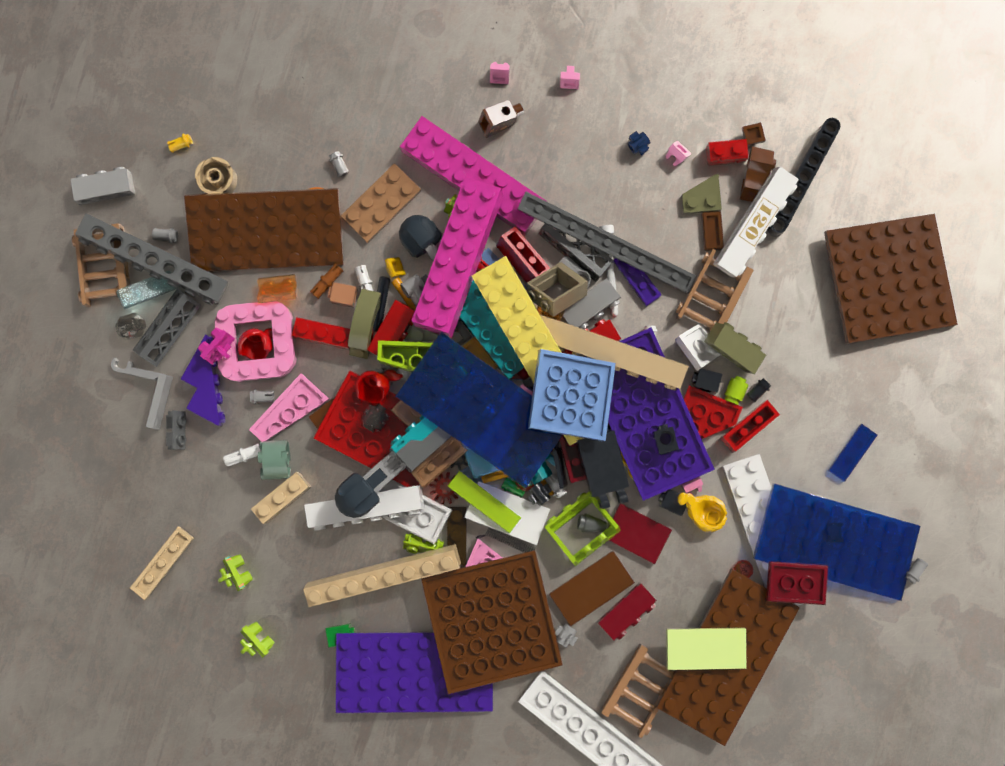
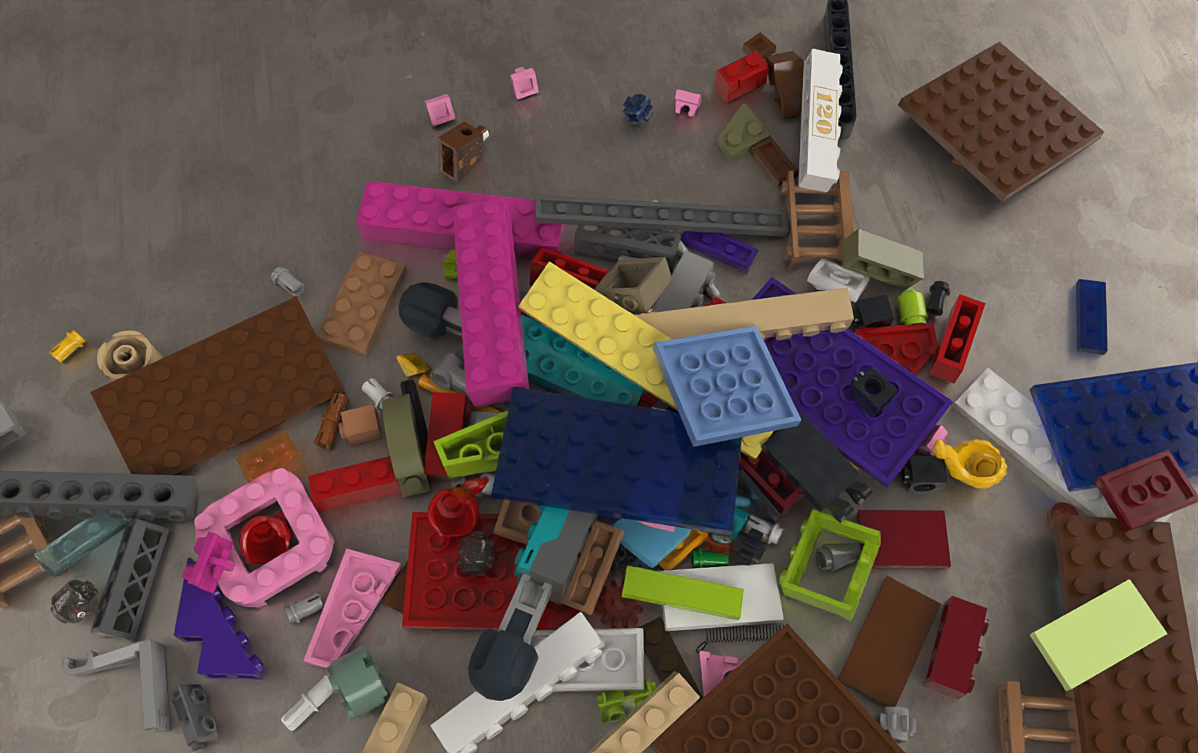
camera: 30 degrees left, 20 degrees down
(165, 235) = (92, 460): light grey pin -> none

